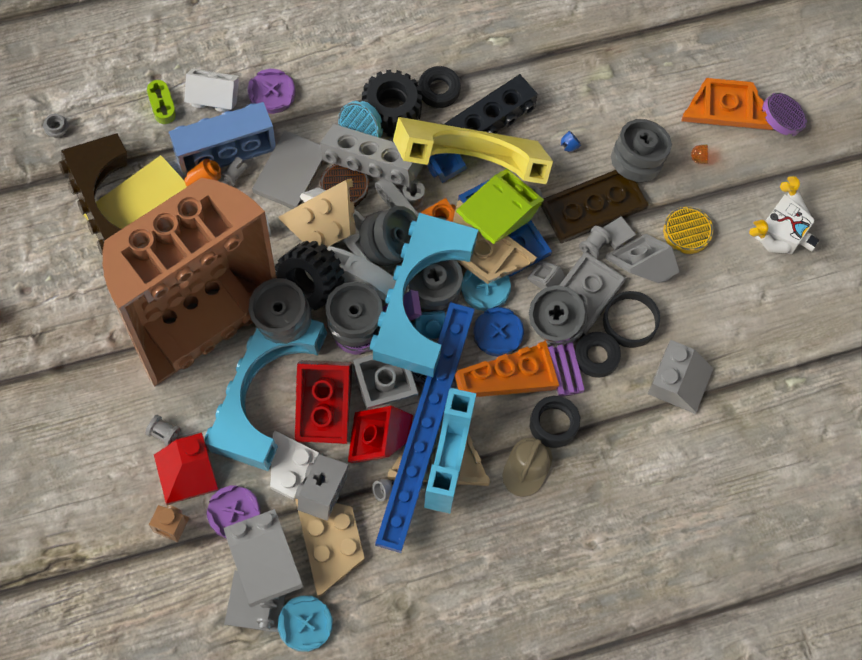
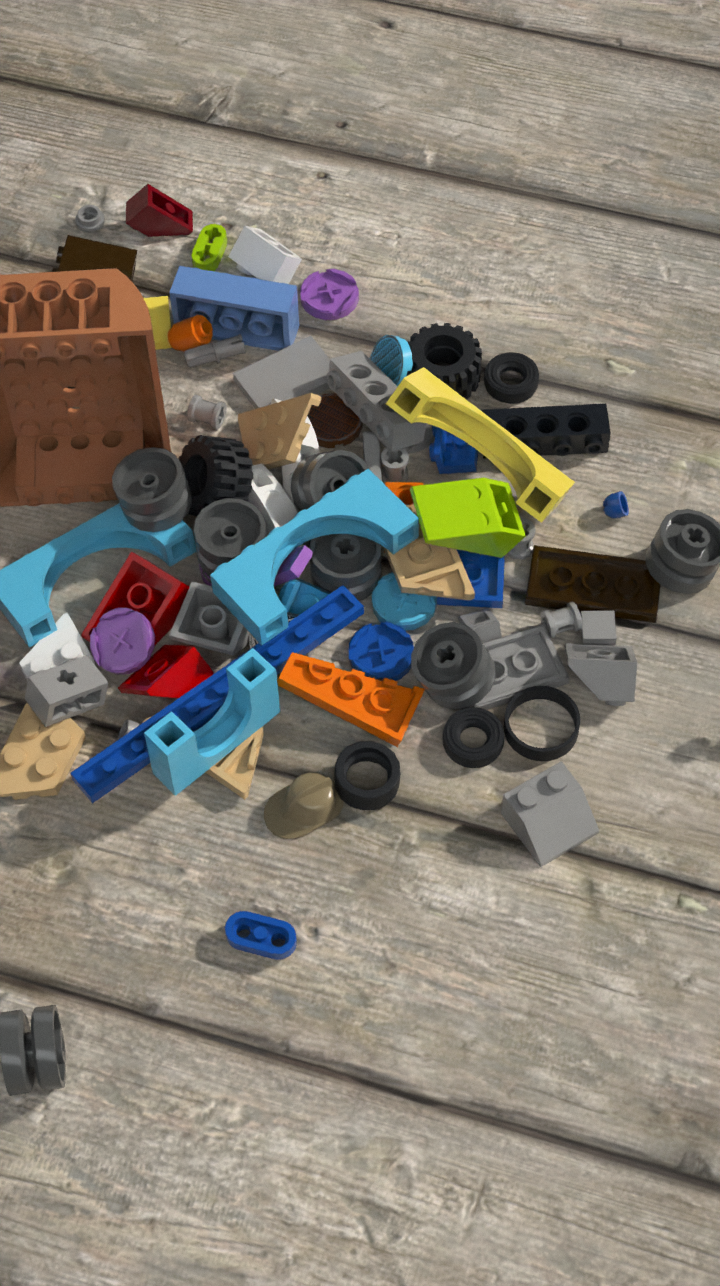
camera: 40 degrees right, 10 degrees down
(105, 95) = (158, 214): none -> dark red slope
(331, 428) = (122, 641): none -> medium lavender tile
(567, 568) = (262, 934): none -> blue plate
(575, 368) = (434, 710): medium lavender tile -> none
(688, 230) = (684, 669): tile -> none

